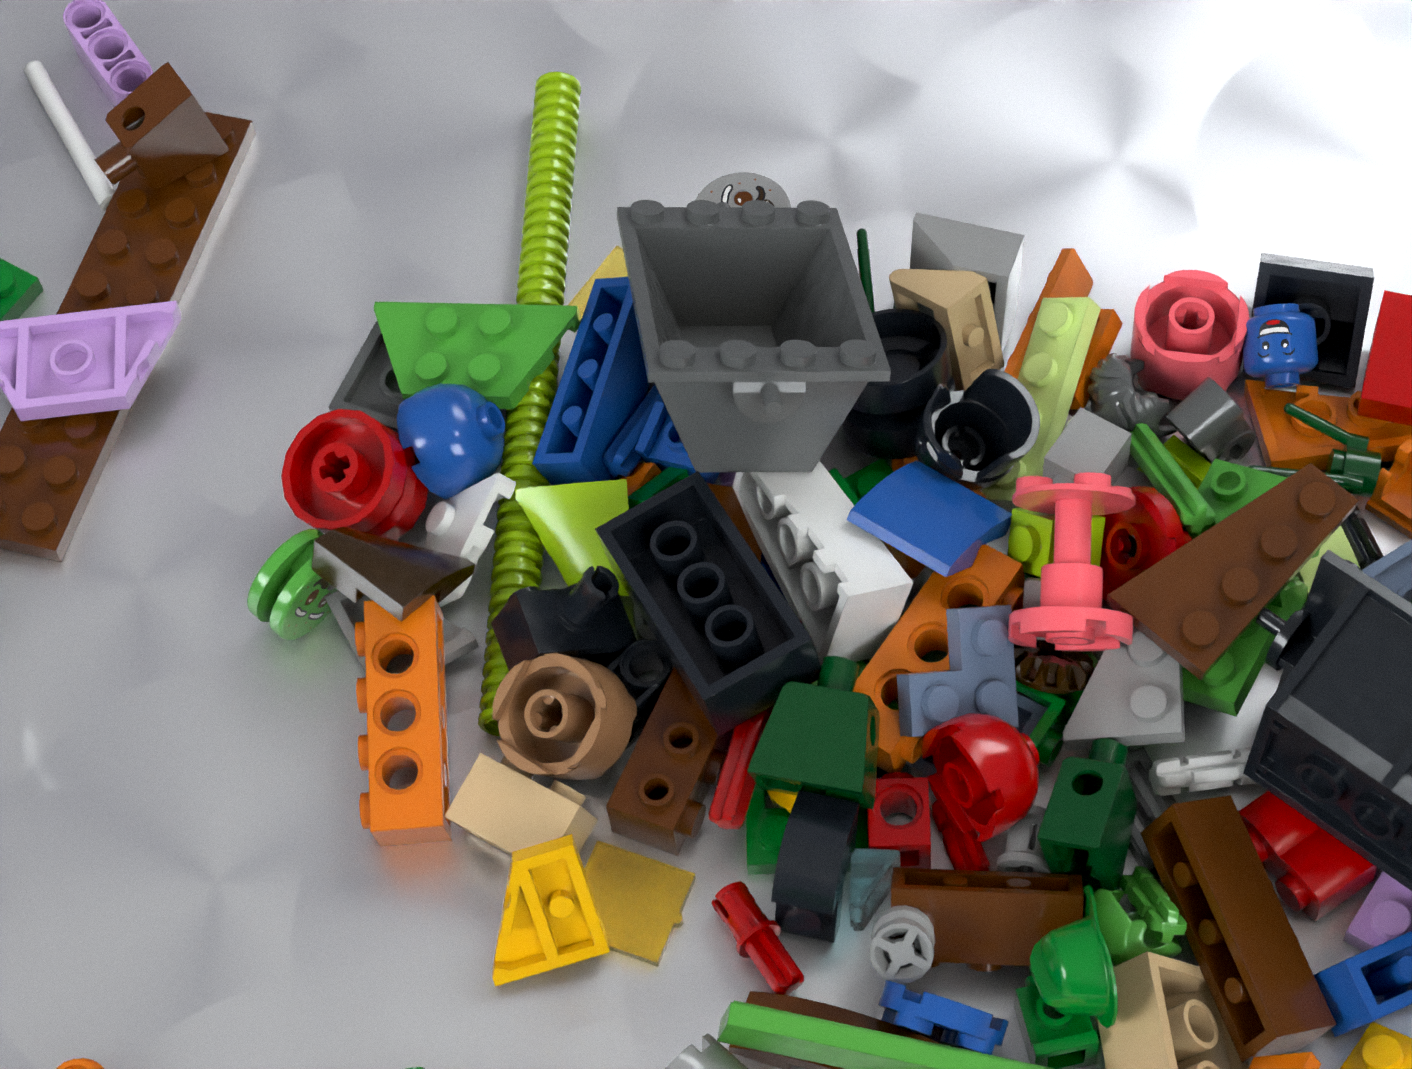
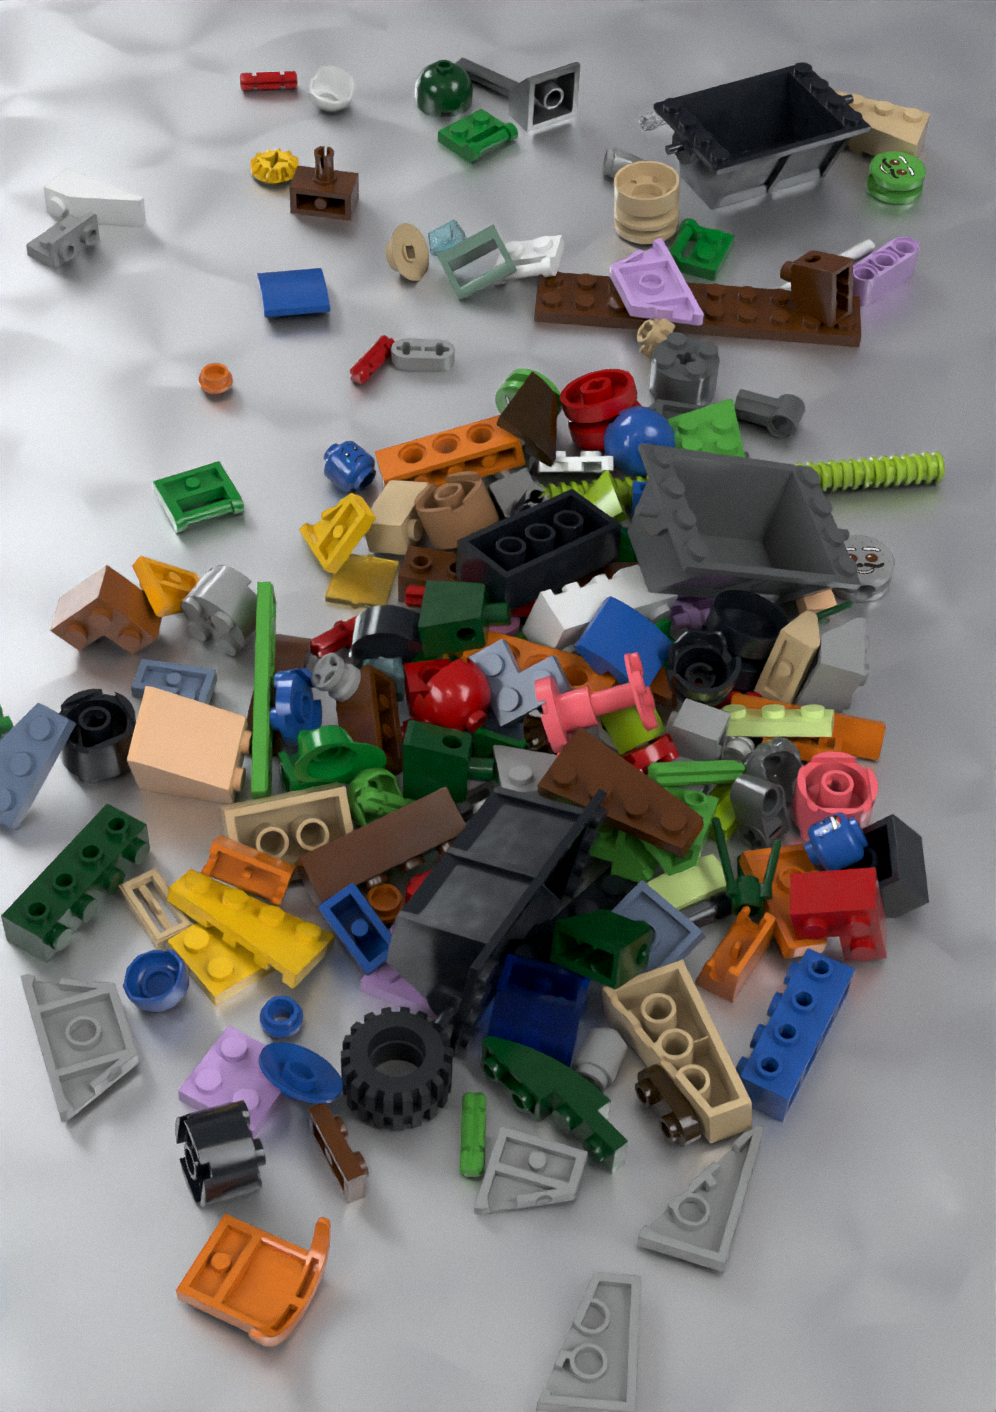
camera: 70 degrees right, 10 degrees down
(98, 736) = (422, 355): none -> light grey beam
(98, 820) = (371, 360): none -> red axle
(172, 380) = (652, 333): none -> tan gear
(279, 360) = (684, 370): none -> dark grey brick
(374, 884) = (349, 466): none -> blue head
(395, 258) = (778, 415): none -> dark grey piece
(1320, 942) = (386, 902): none -> orange plate

